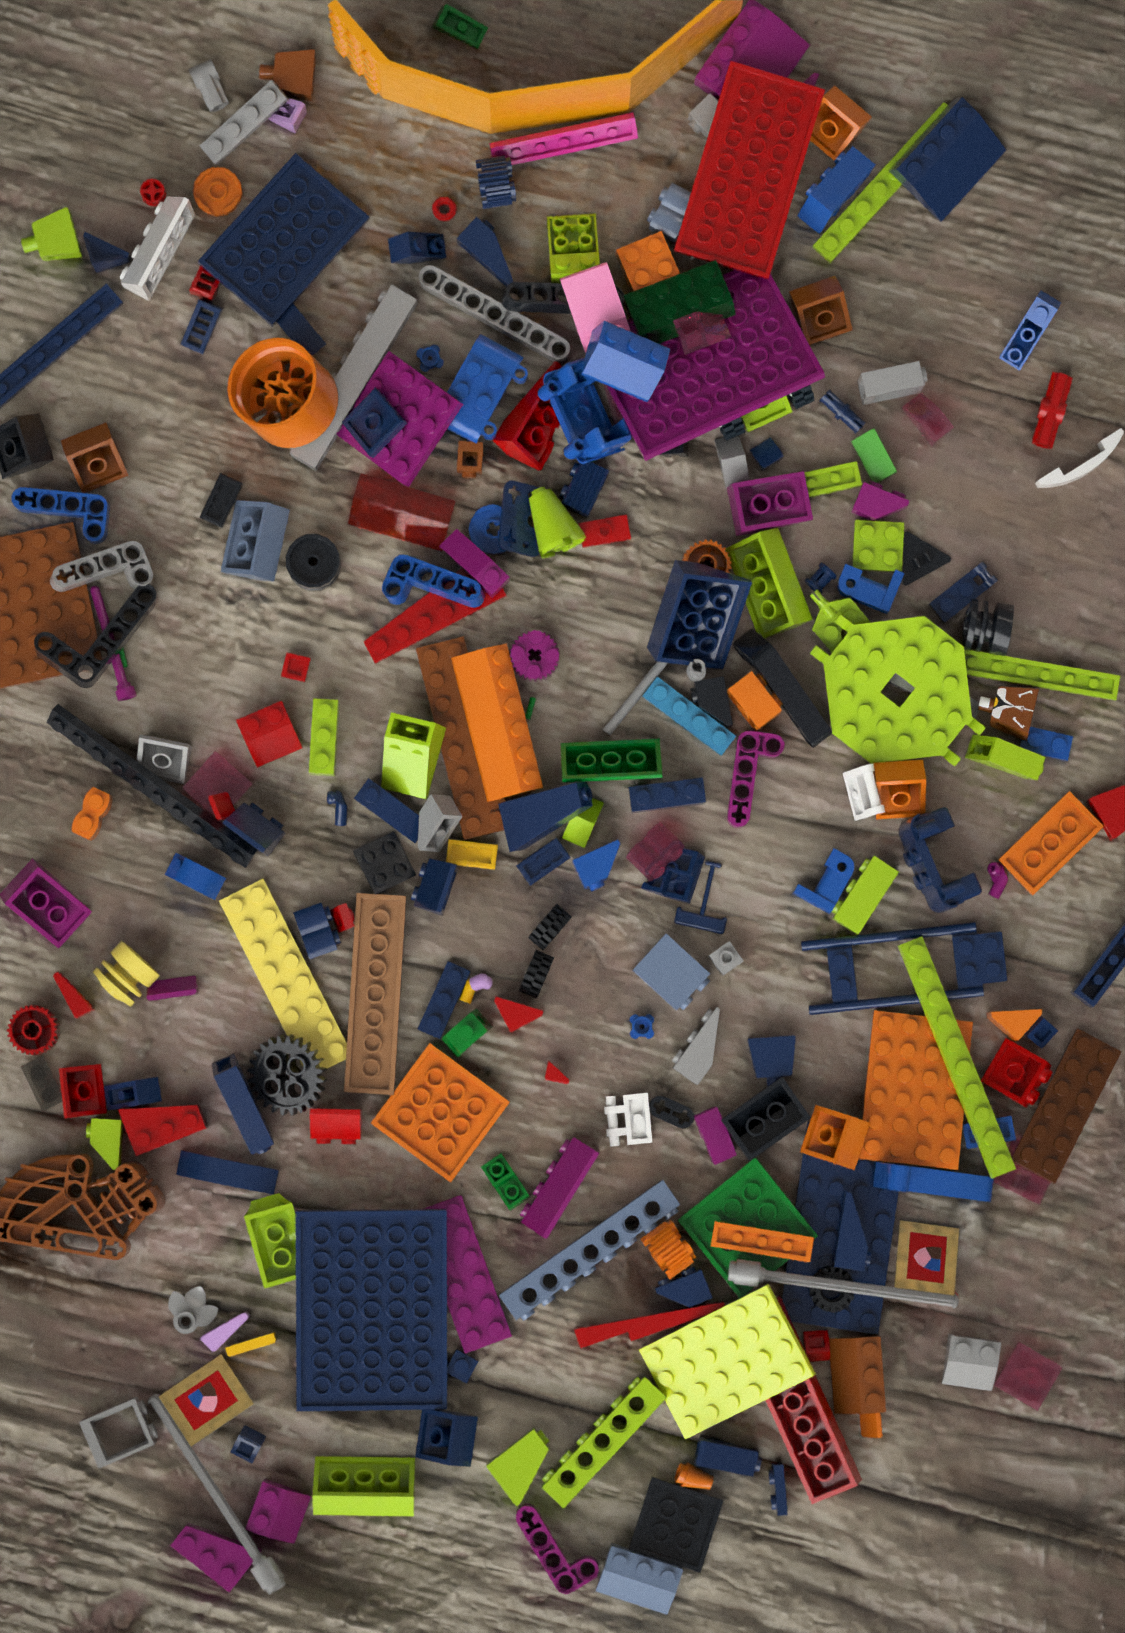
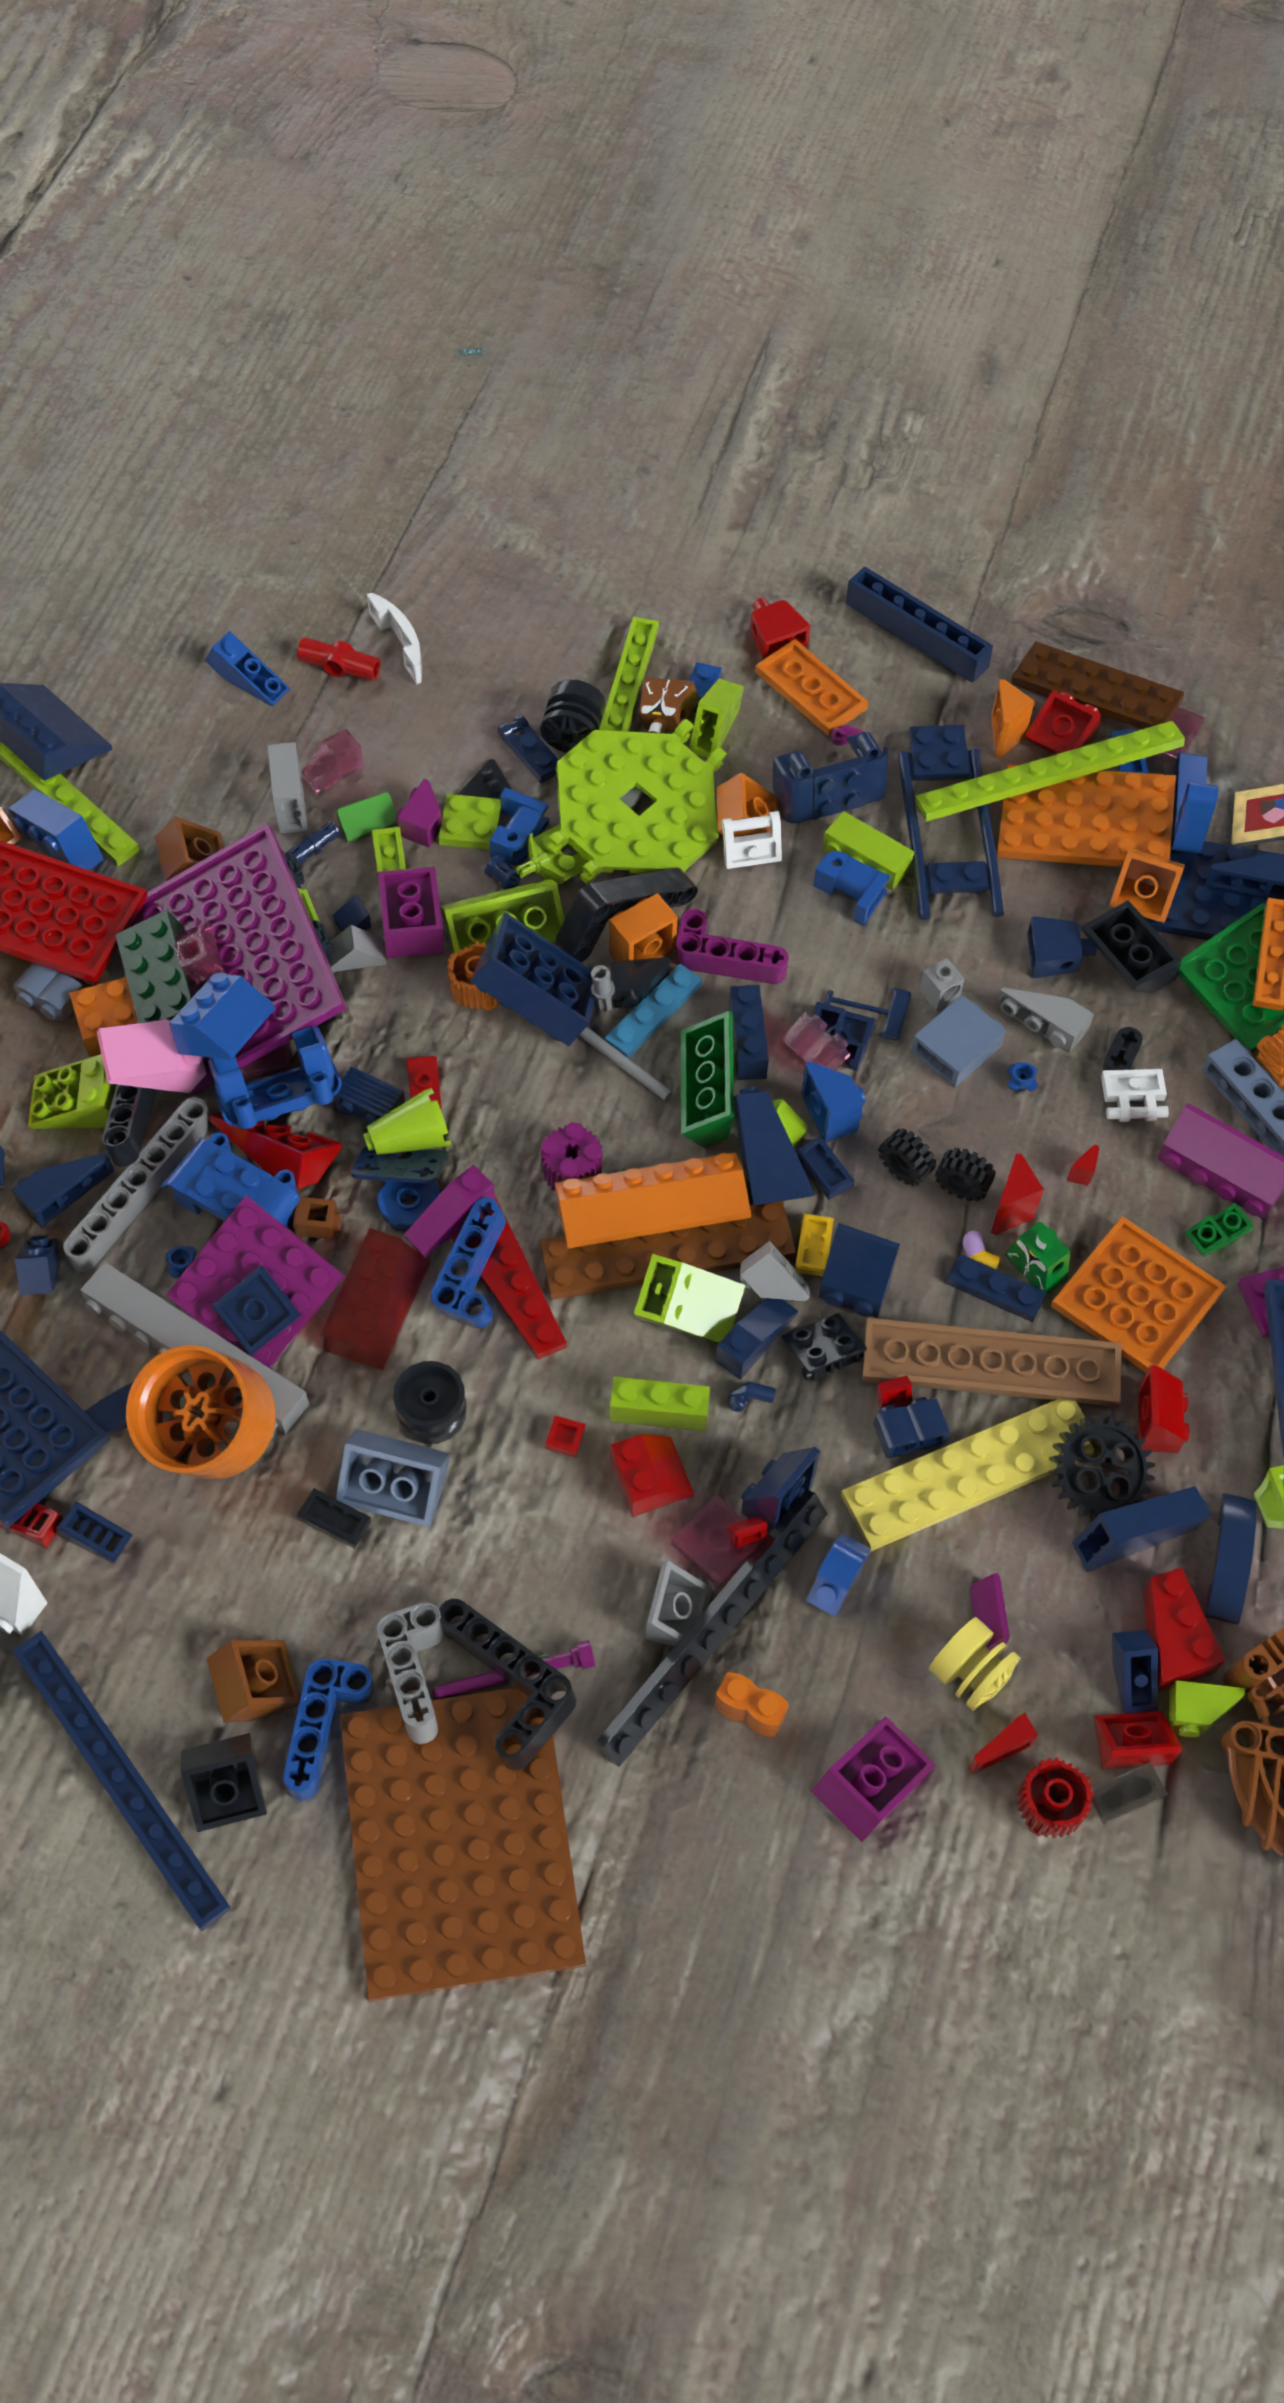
camera: 85 degrees left, 25 degrees down
(715, 1135) = (1147, 1006): magenta slope -> none

